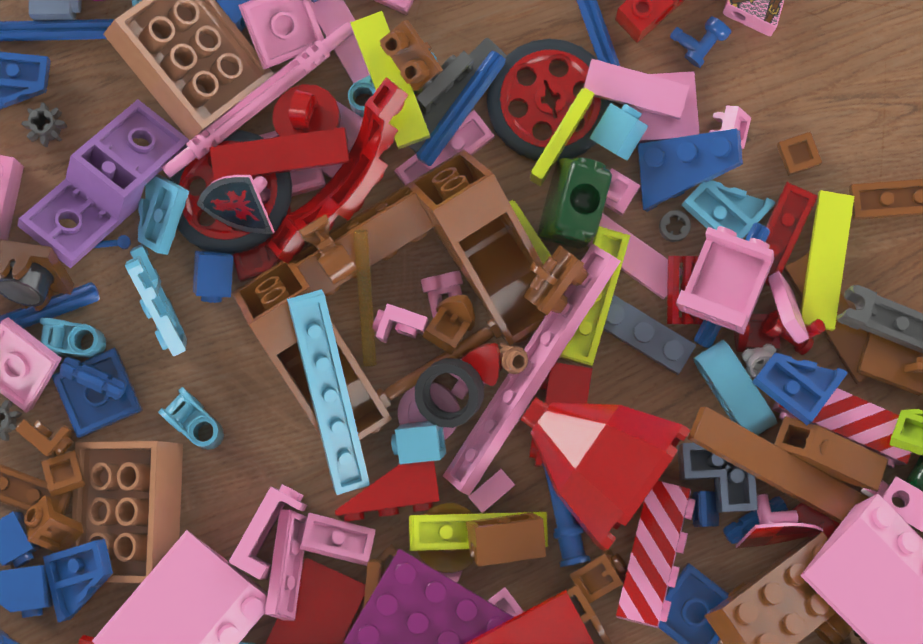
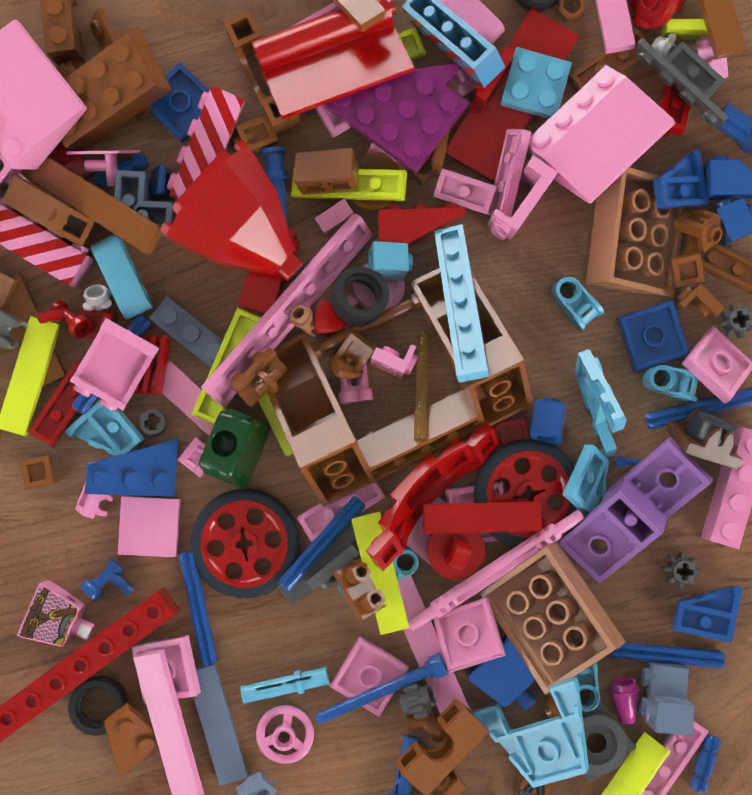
camera: 175 degrees left, 5 degrees up
(92, 378) = (656, 346): blue axle -> none
(237, 203) = (521, 477): shield -> none
(333, 258) = (445, 418): dark orange leg -> none
(561, 136) = (238, 507): neon yellow tile -> none
(619, 130) = (188, 507): medium azure brick -> none
(636, 89) = (169, 542): bright pink tile -> none
(788, 307) = (66, 337): bright pink tile -> none
(798, 385) = (66, 268): blue wing -> none

